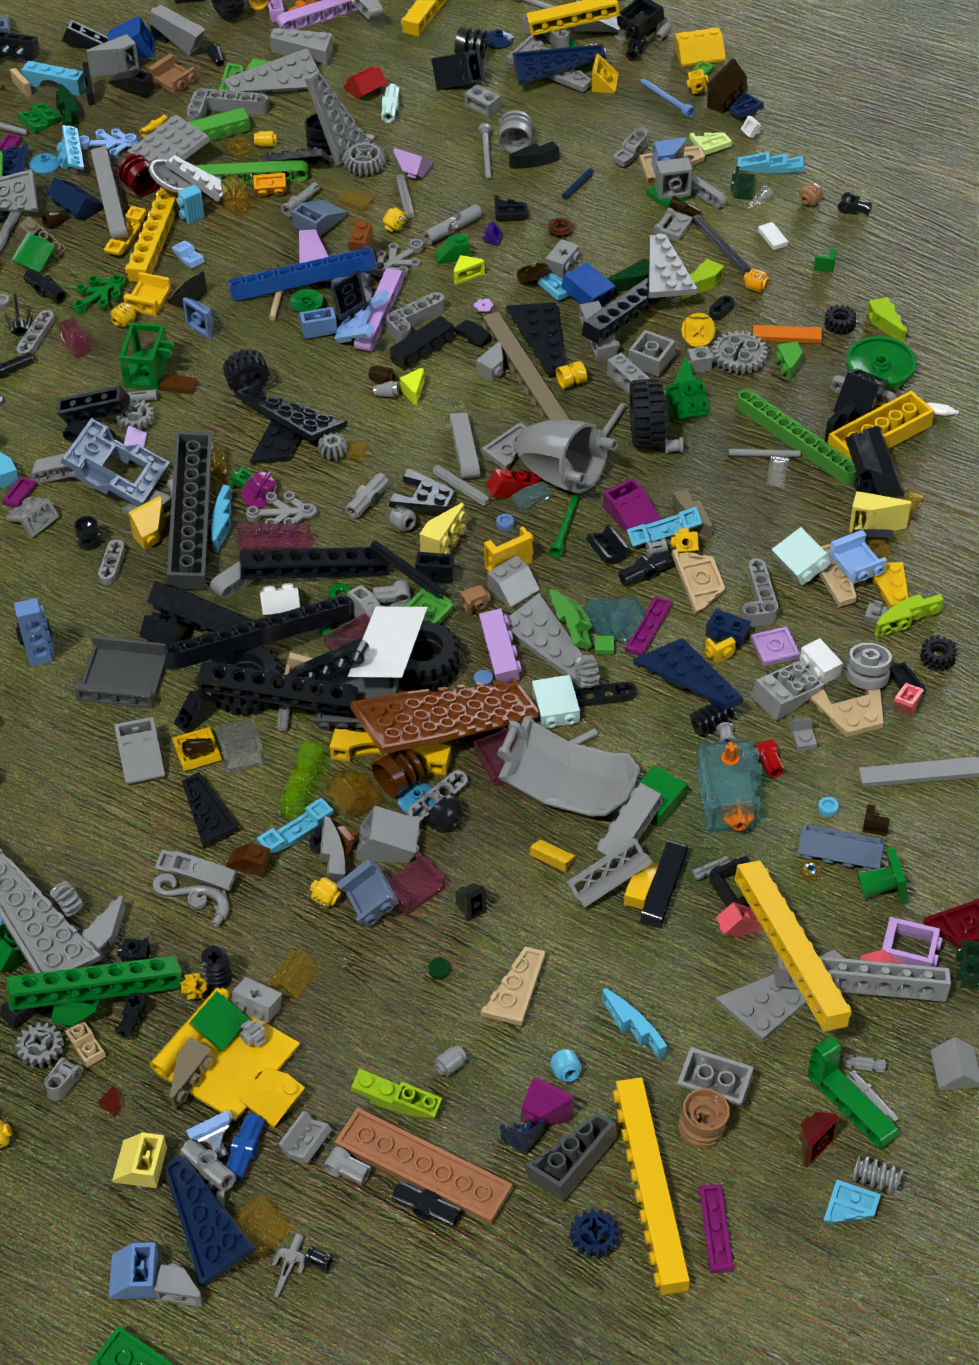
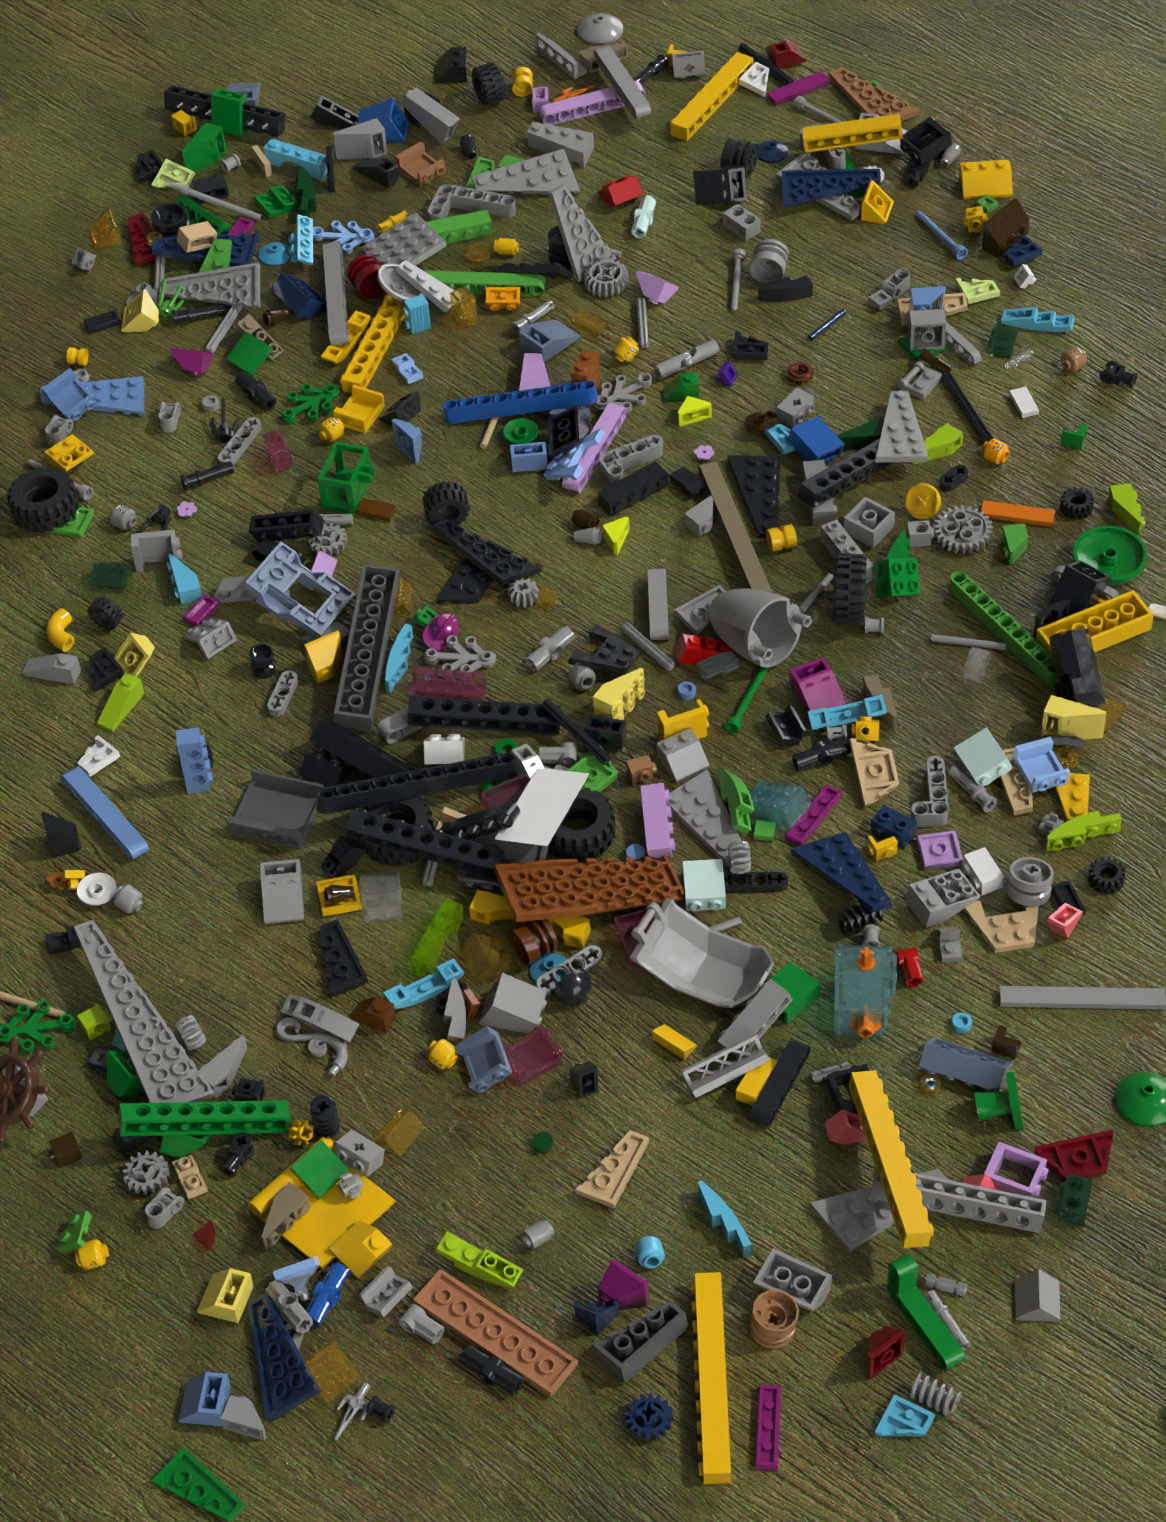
camera: 10 degrees right, 0 degrees up
(801, 589) = (977, 793): none -> light grey pin

